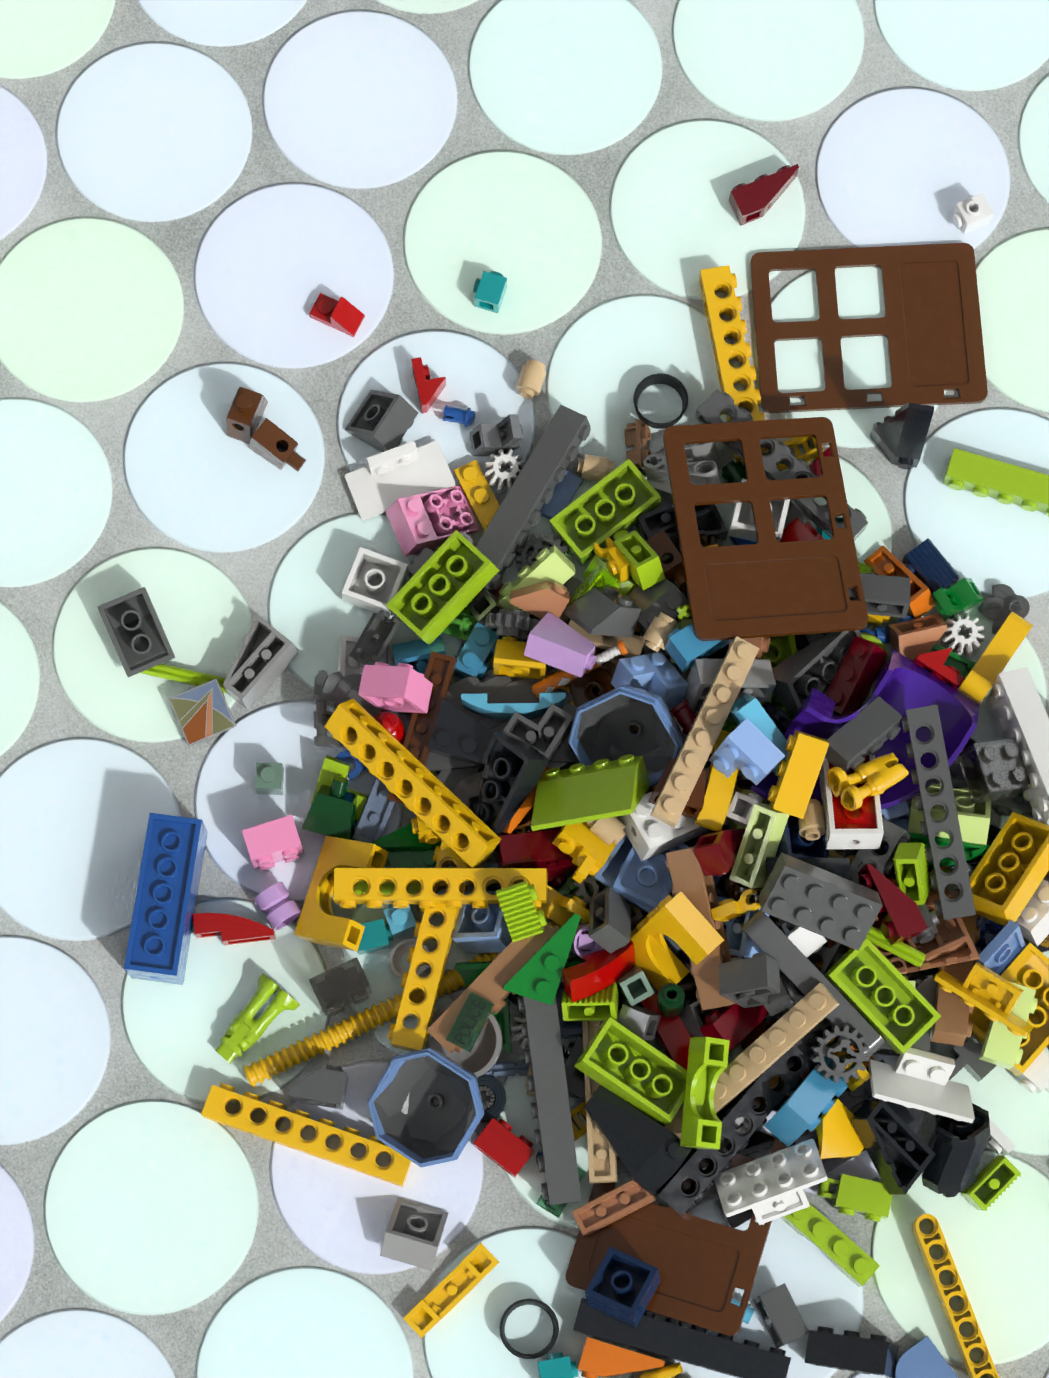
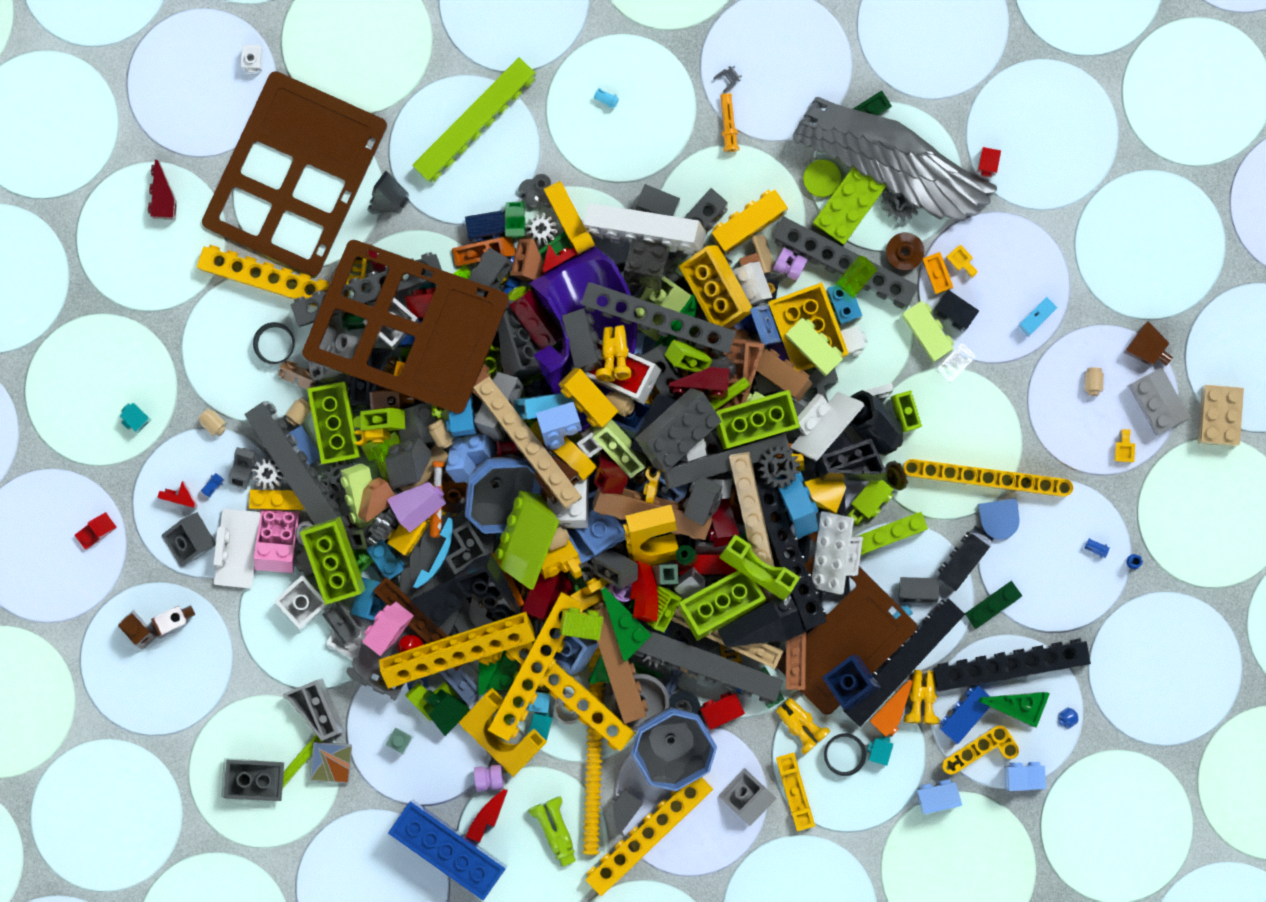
camera: 55 degrees left, 10 degrees up
(273, 843) = (445, 760): bright pink brick -> none
(341, 987) = (564, 764): clear smoke brick -> none
(470, 1022) = (634, 693): clear green tile -> none
(538, 1246) = (799, 719): none -> yellow piece
(906, 1212) = (894, 469): none -> dark brown gear
(990, 994) = (790, 350): yellow bracket -> none

